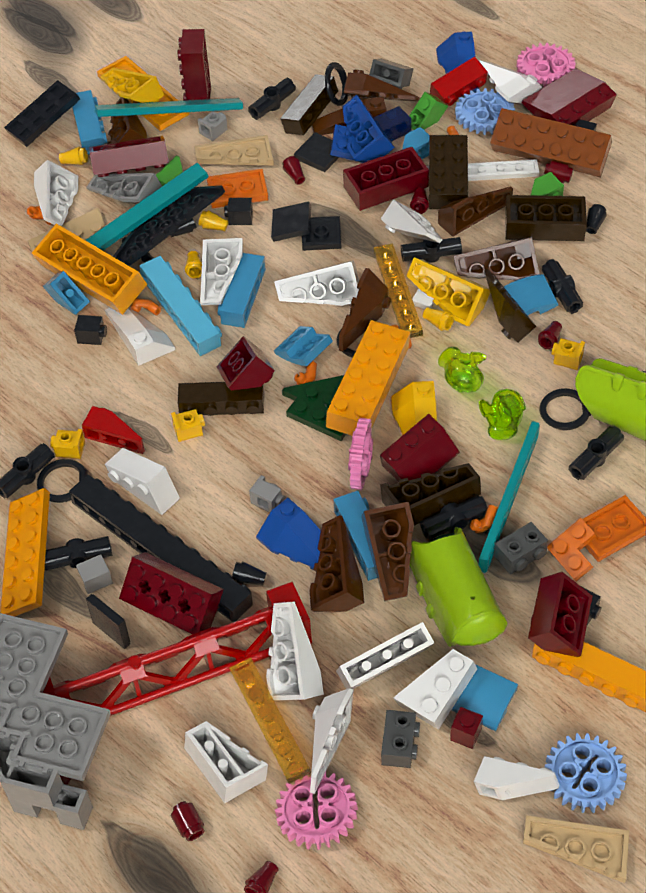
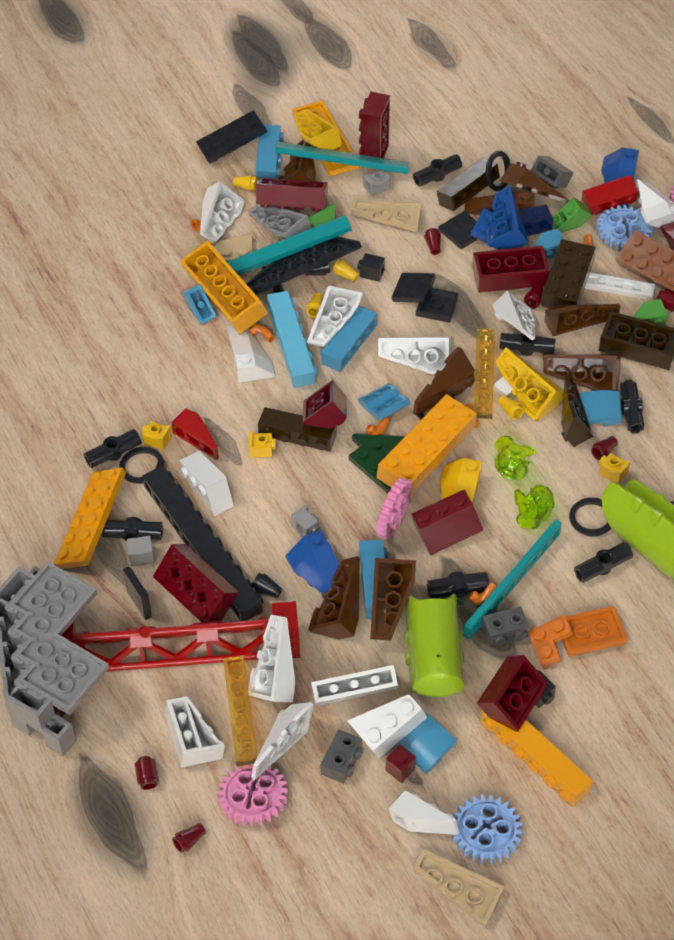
camera: 15 degrees right, 0 degrees up
(90, 330) = (207, 341): black brick -> none
(239, 185) = (379, 243): orange plate -> none
(433, 491) = (444, 558): dark brown wedge -> none

